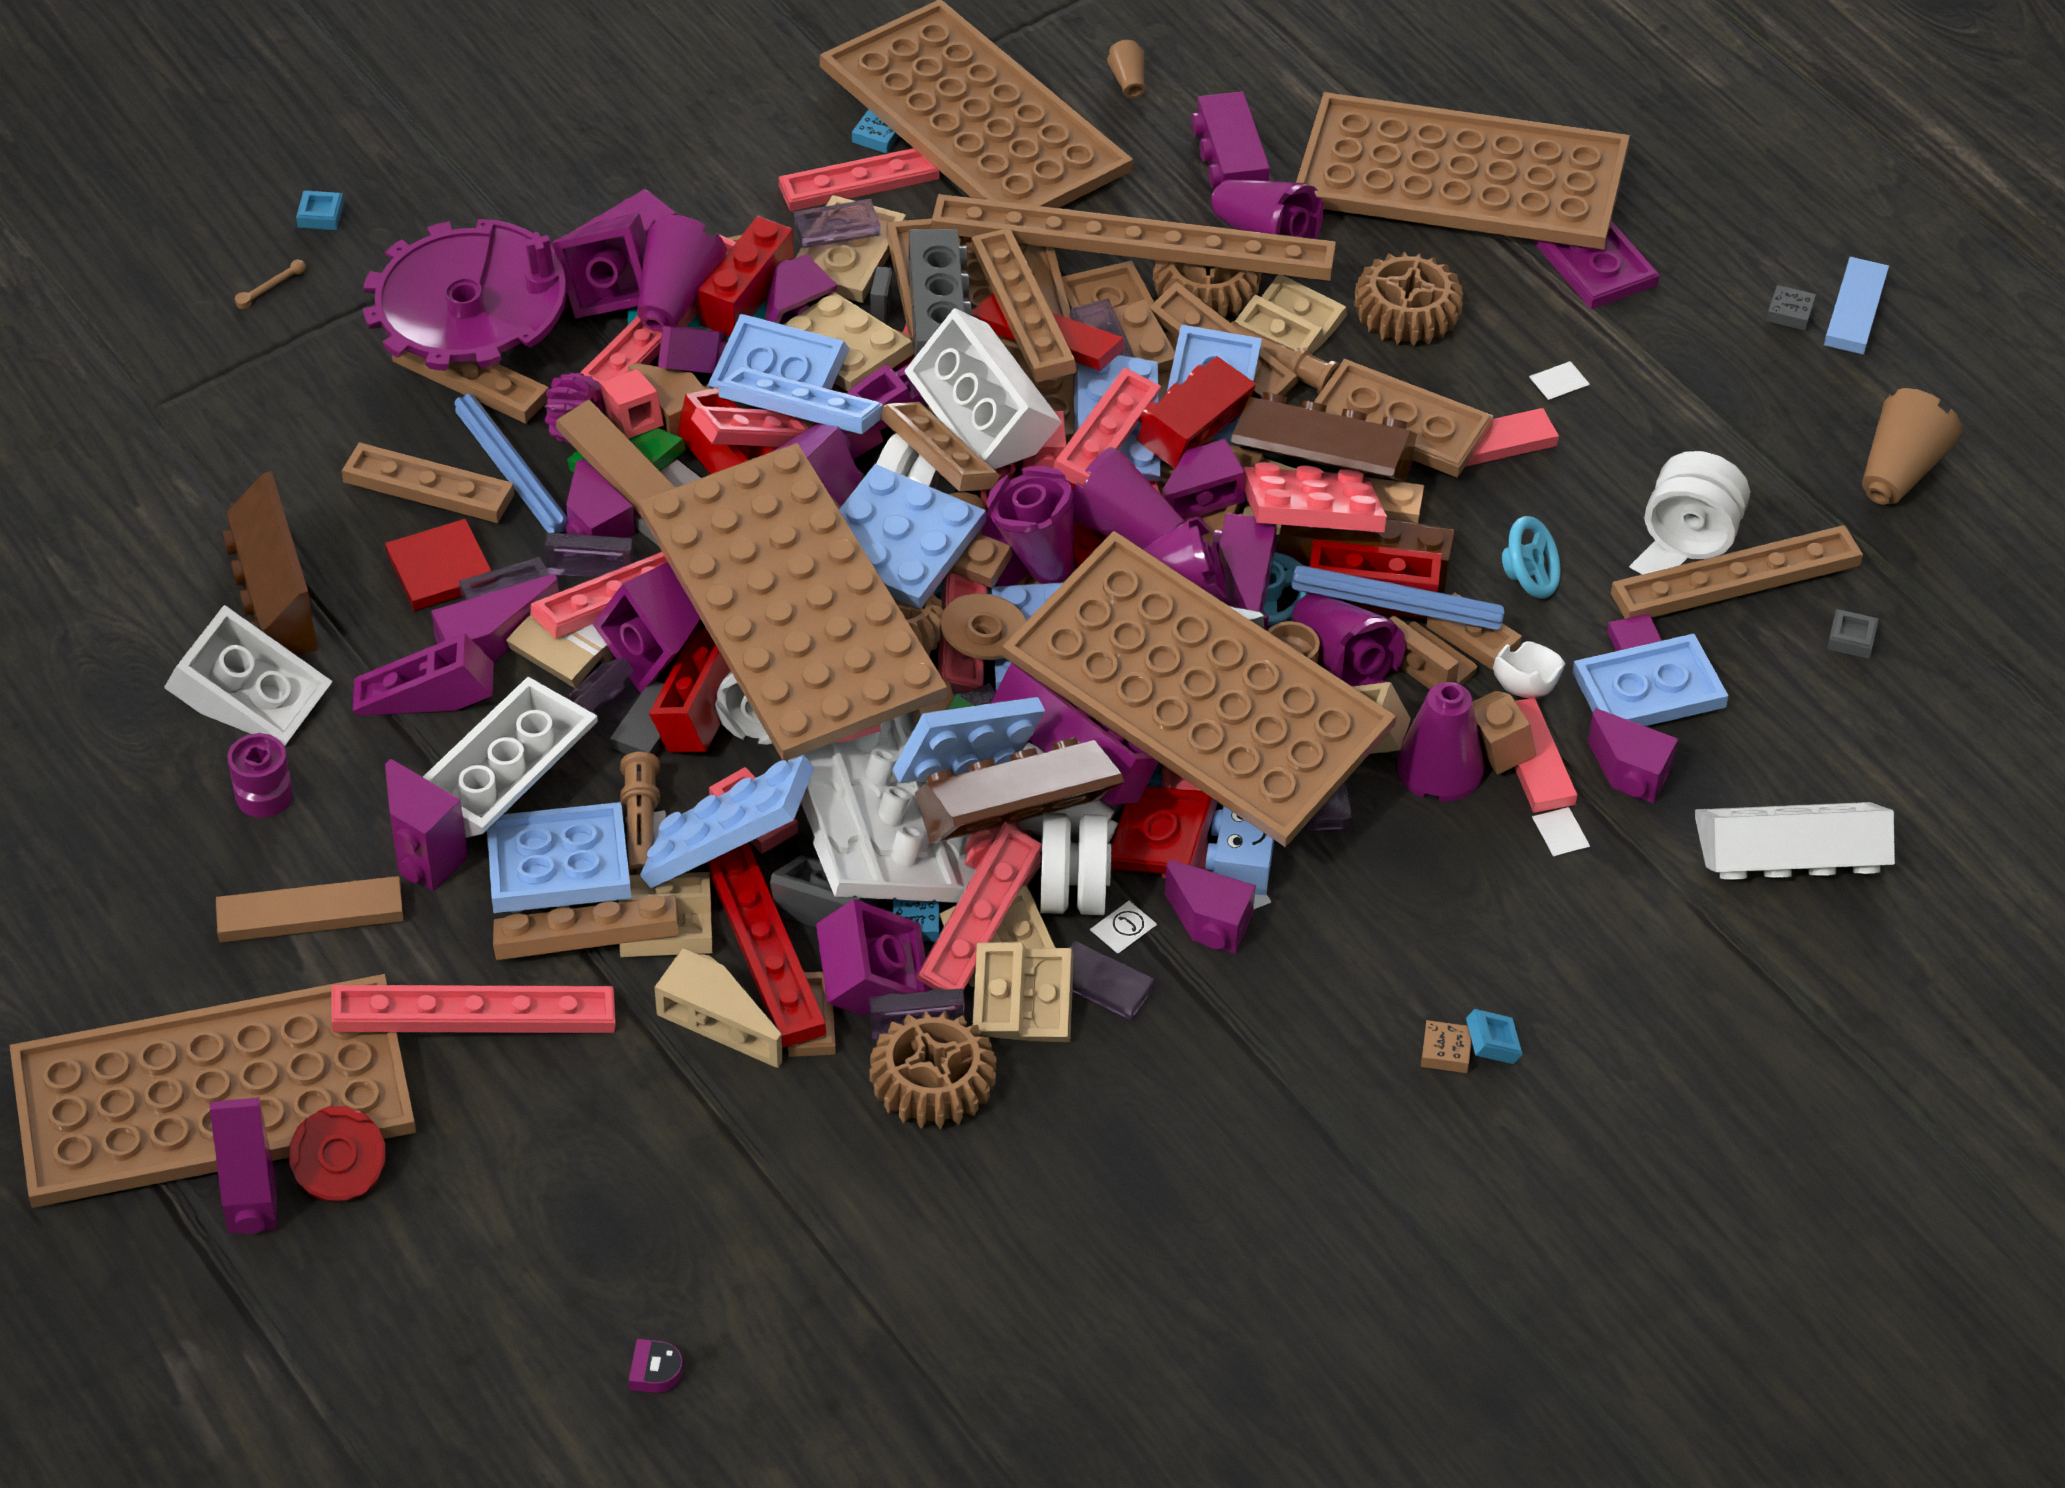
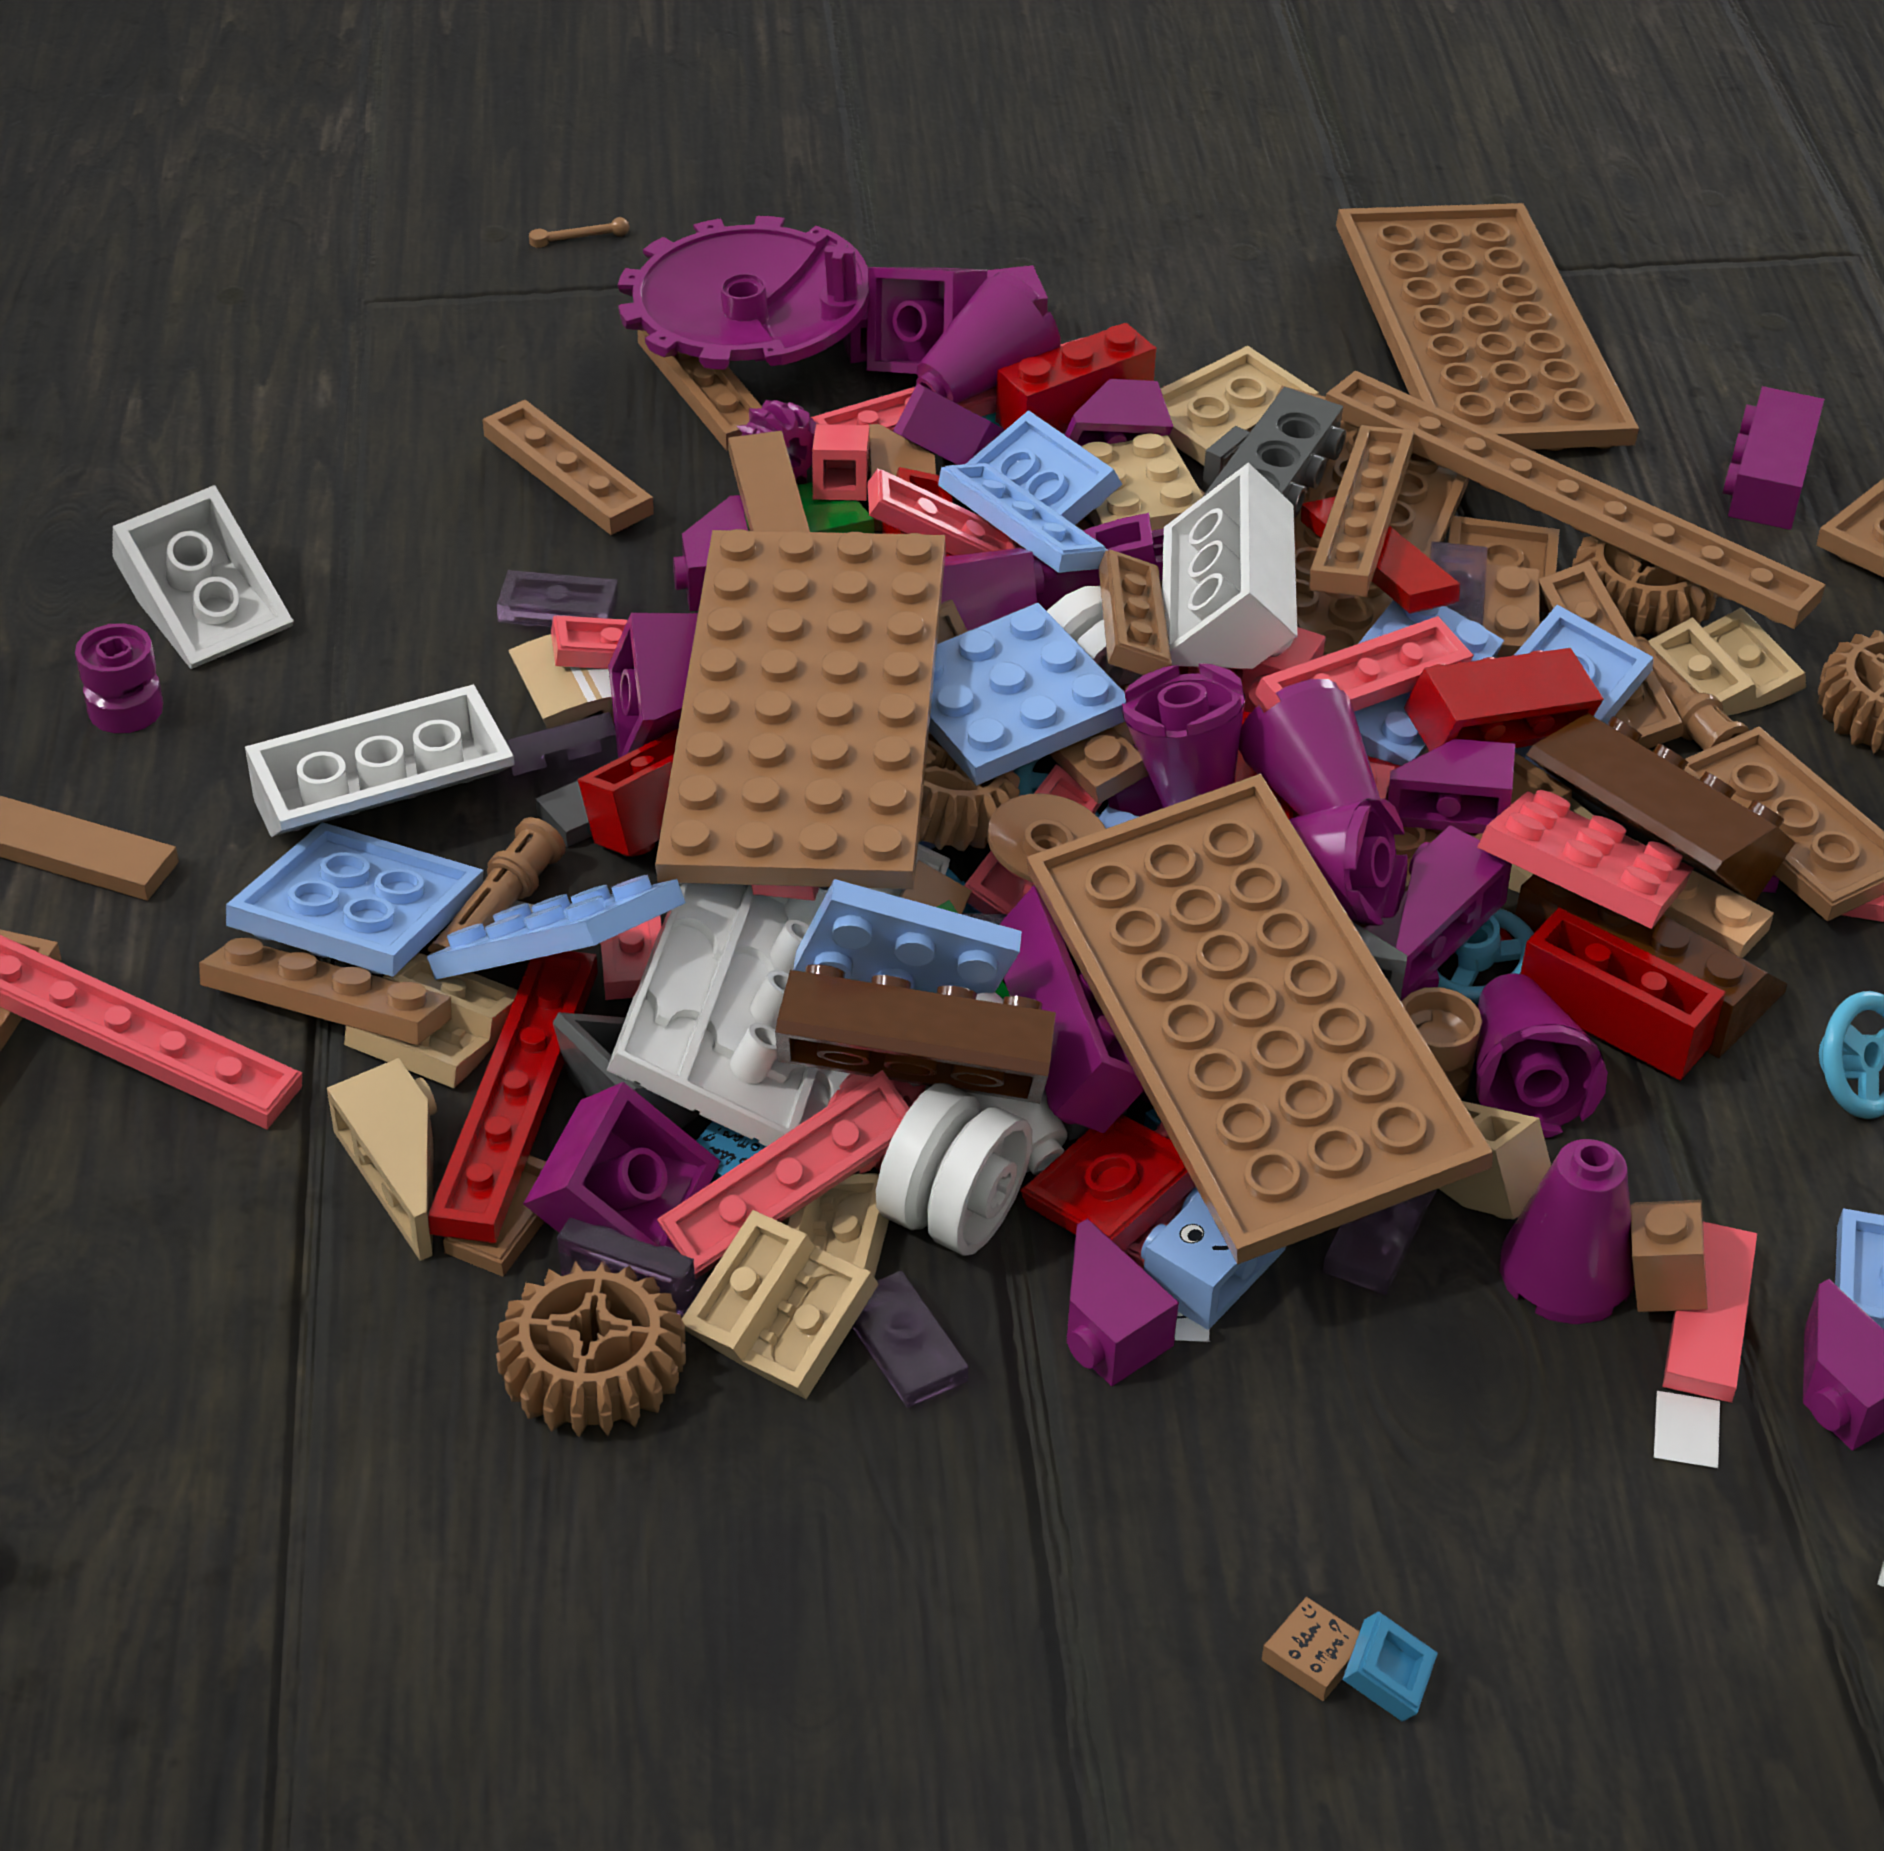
camera: 30 degrees right, 5 degrees down
(269, 567) = (320, 487): reddish brown slope -> none
(320, 210) = (688, 184): dark azure tile -> none
(424, 827) = (224, 799): magenta slope -> none
(427, 681) = (388, 657): magenta slope -> none
(435, 562) = (505, 541): red tile -> none
(492, 616) = (479, 624): magenta slope -> none
(511, 464) = (673, 480): medium blue axle -> none
(586, 554) = (658, 589): clear purple plate -> none
(837, 223) = (1223, 369): plate -> none
(856, 178) = (1298, 345): coral tile -> none
(874, 133) = (1350, 309): dark azure tile -> none
(1123, 927) = (987, 1285): white sticker -> none
(1127, 65) = (1704, 337): medium nougat cone -> none
(1269, 207) = (1779, 527): magenta cone -> none
(1397, 597) = (1634, 1025): medium blue axle -> none
(1432, 659) = (1643, 1125): medium nougat panel -> none
(1476, 641) = (1725, 1116): medium nougat plate -> none
(1529, 670) = (1767, 1197): white hair -> none

